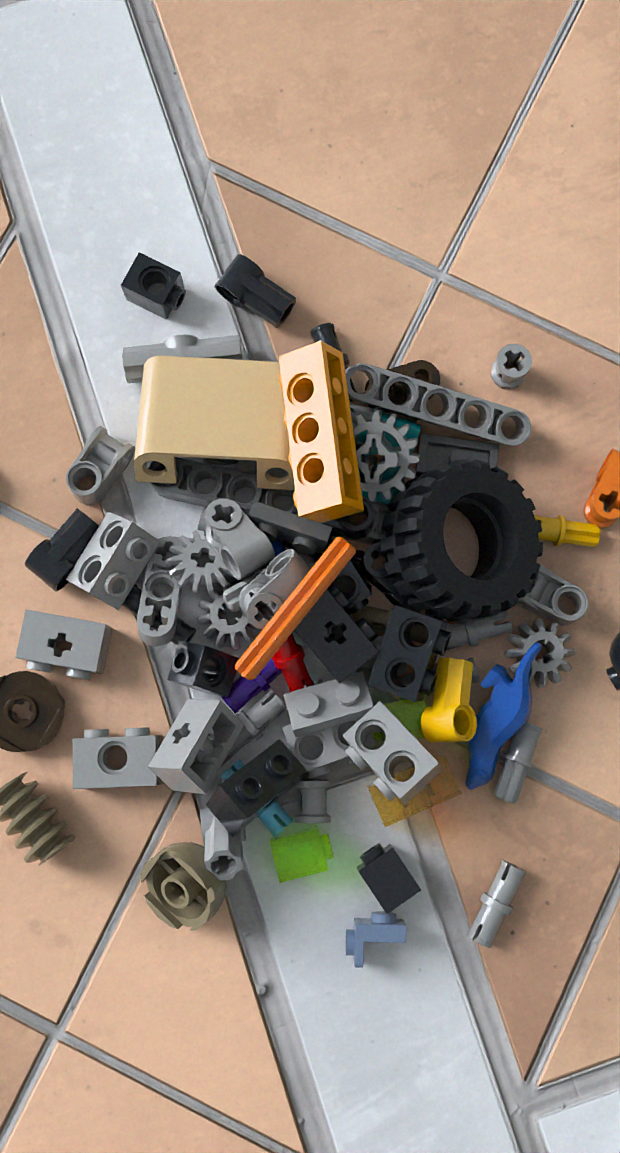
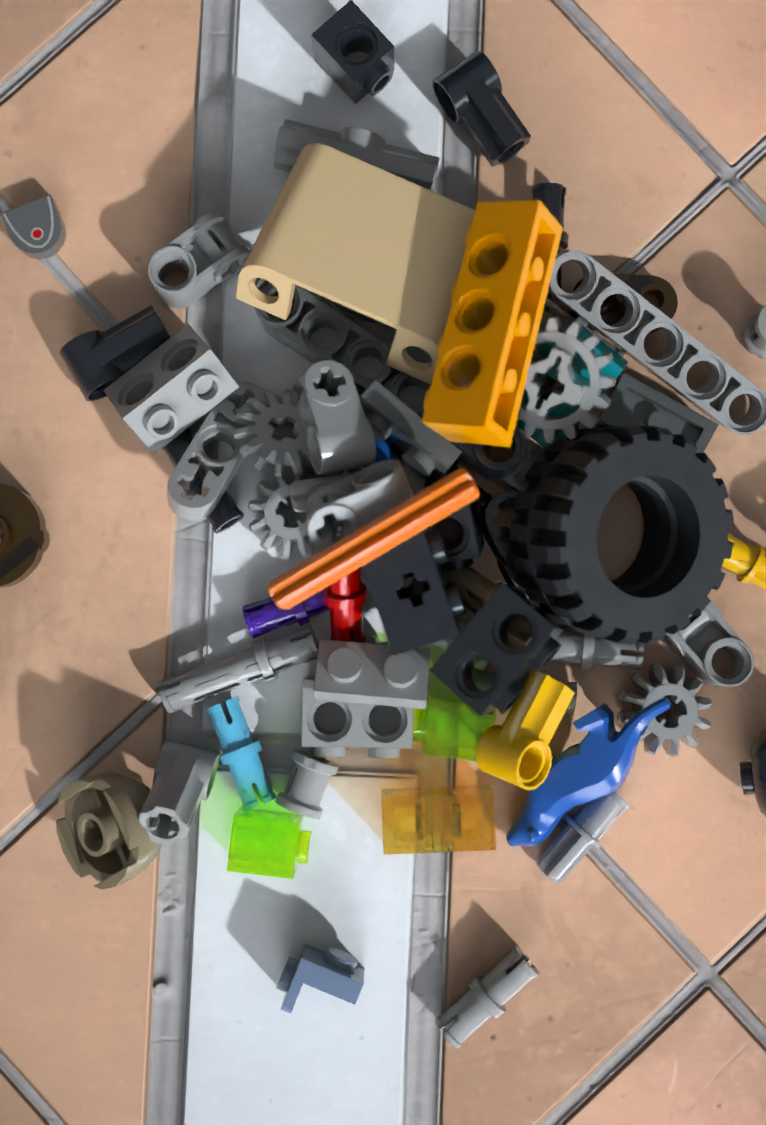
camera: 25 degrees right, 5 degrees up
(43, 631) = (46, 452): light grey brick -> none
(91, 761) = (52, 642): light grey brick -> none
(196, 746) = (187, 662): light grey brick -> none
(203, 668) = (232, 568): black brick -> none
(255, 787) = (240, 743): black brick -> none
(387, 877) = (363, 913): black brick -> none
(398, 748) = (436, 764): light grey brick -> none

